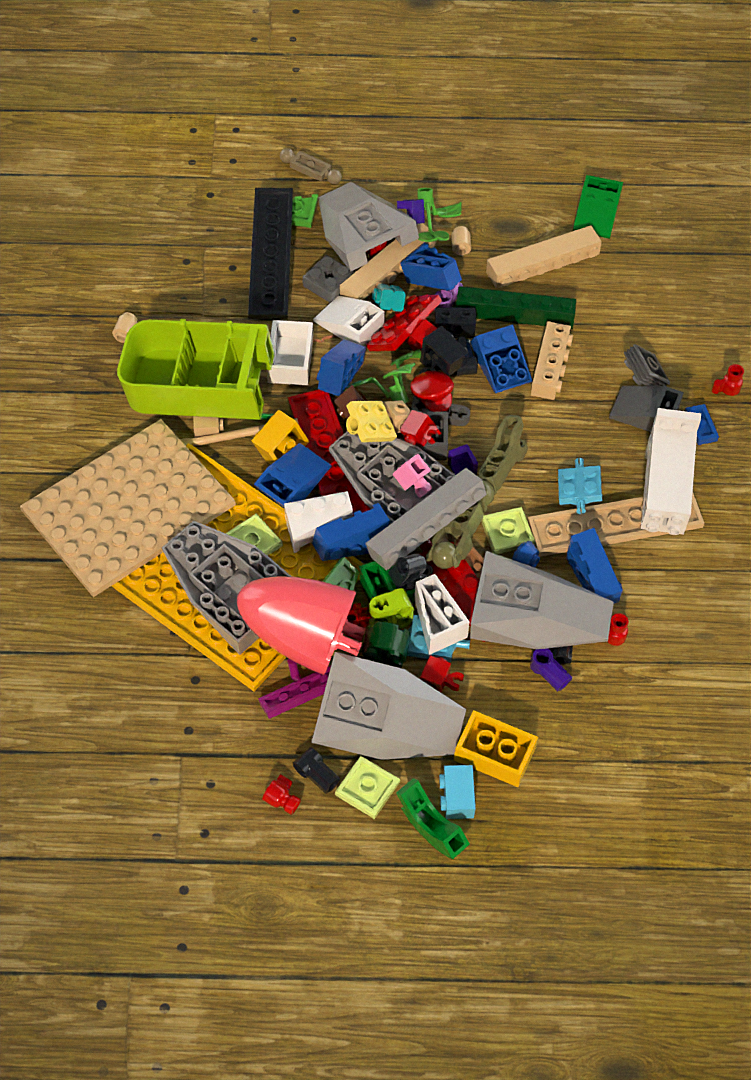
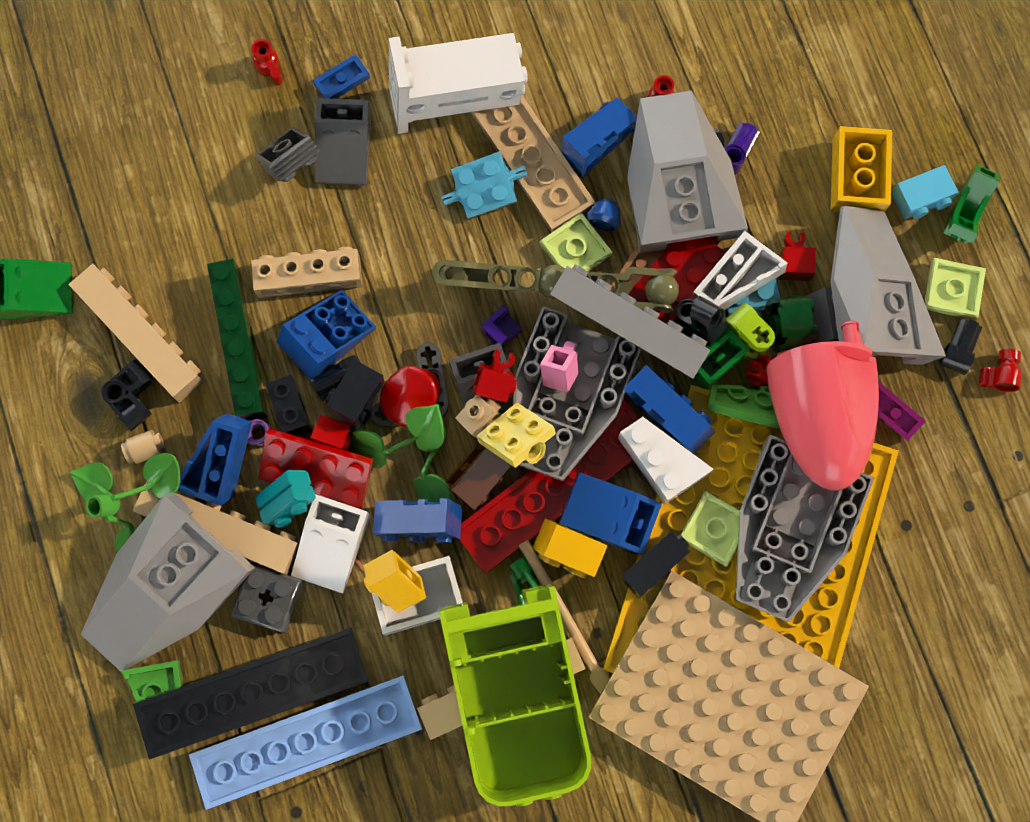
camera: 110 degrees left, 20 degrees up
(226, 268) = (305, 742): none -> light blue plate
(243, 489) = (655, 564): none -> black brick
(302, 328) = (394, 581): none -> yellow brick
(310, 166) = (65, 706): dark tan plate -> none
(414, 208) = (127, 516): dark purple panel -> none
(499, 238) = (132, 381): none -> black piece

